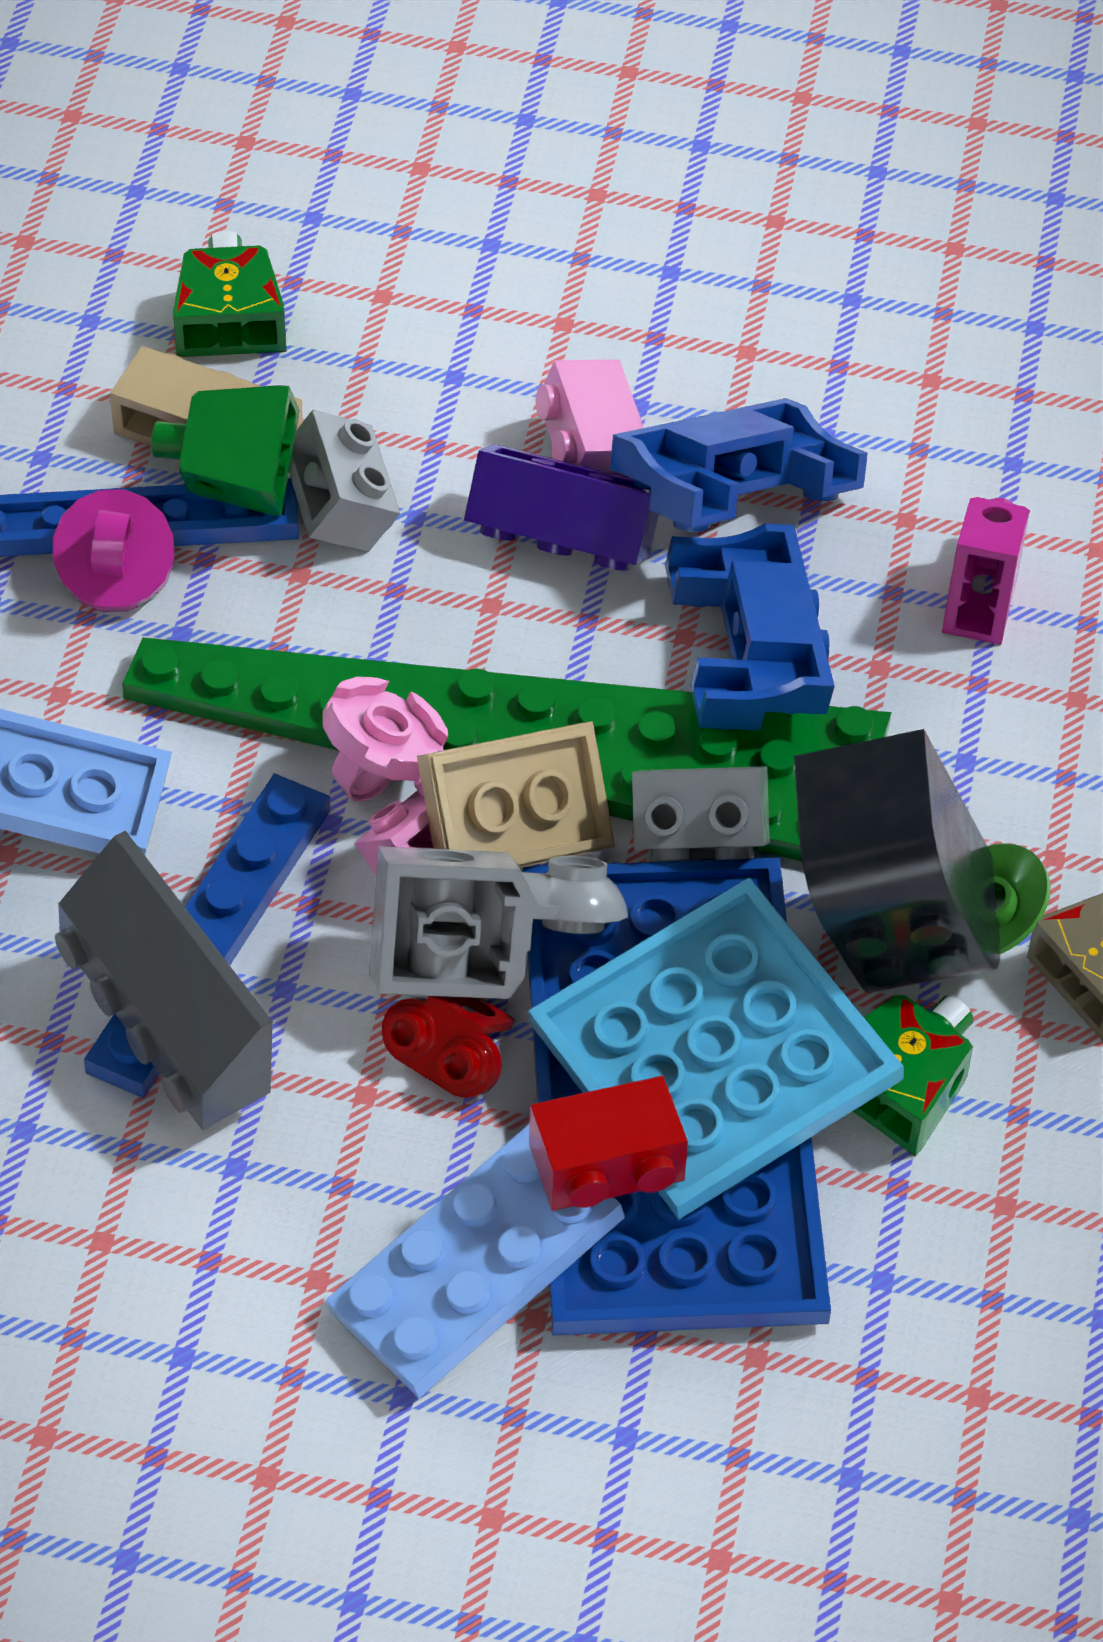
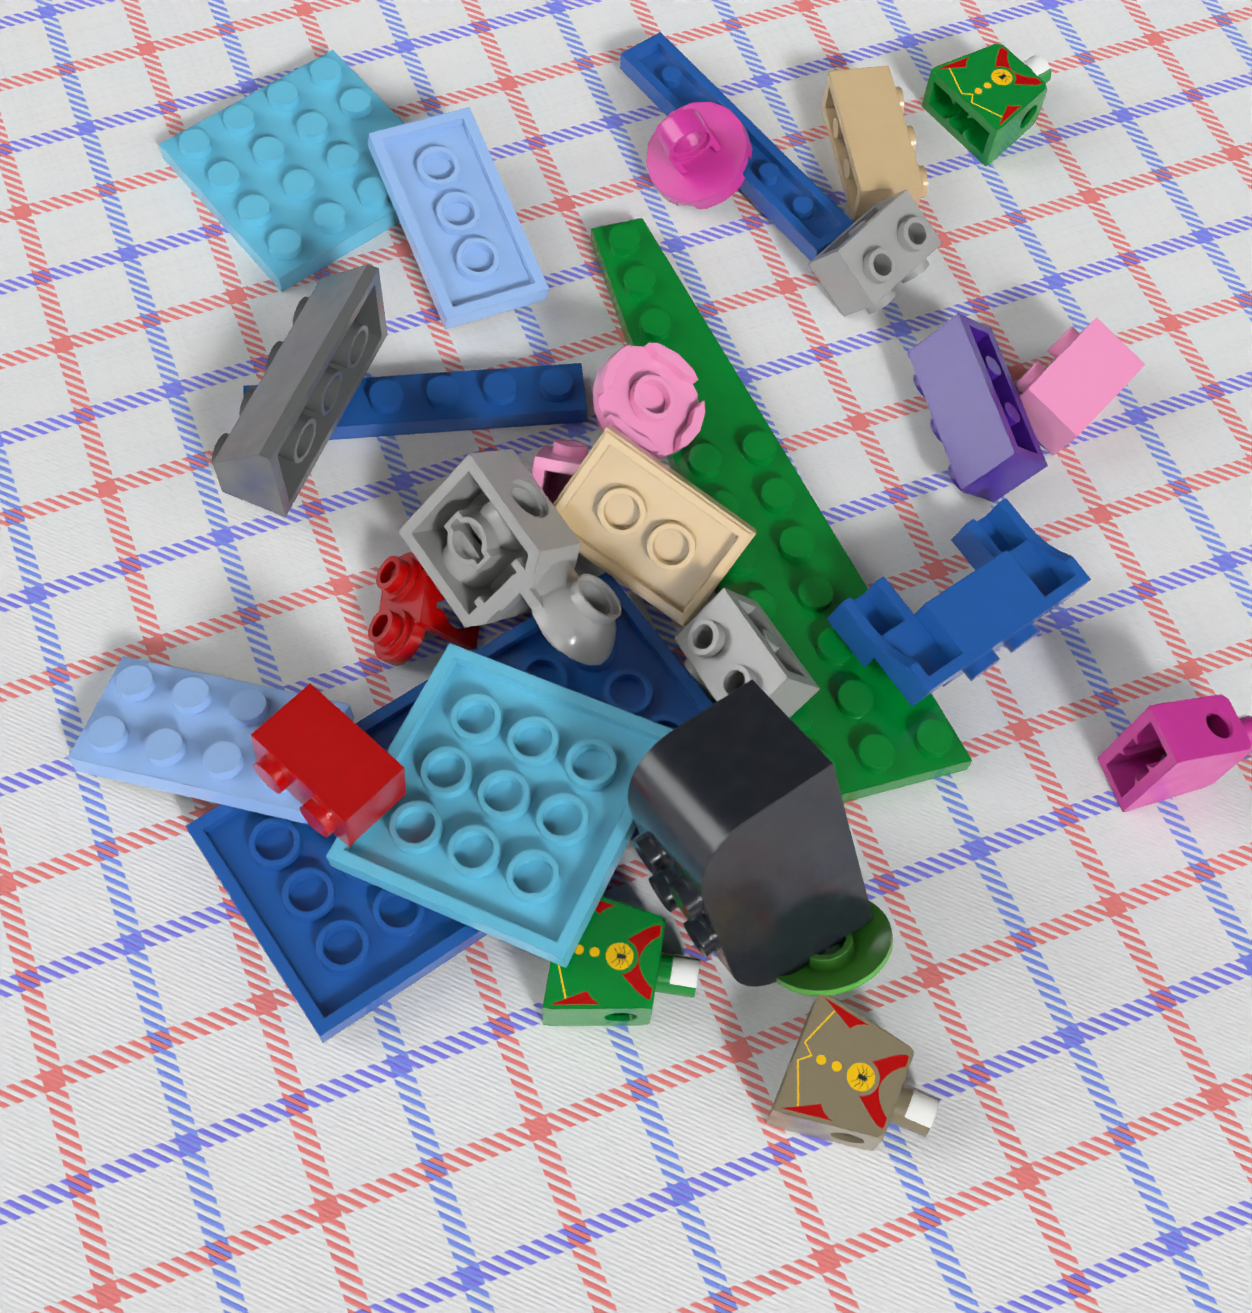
camera: 55 degrees right, 10 degrees up
(234, 445) = (837, 163): green torso -> none
(710, 459) = (1083, 468): blue bracket -> none

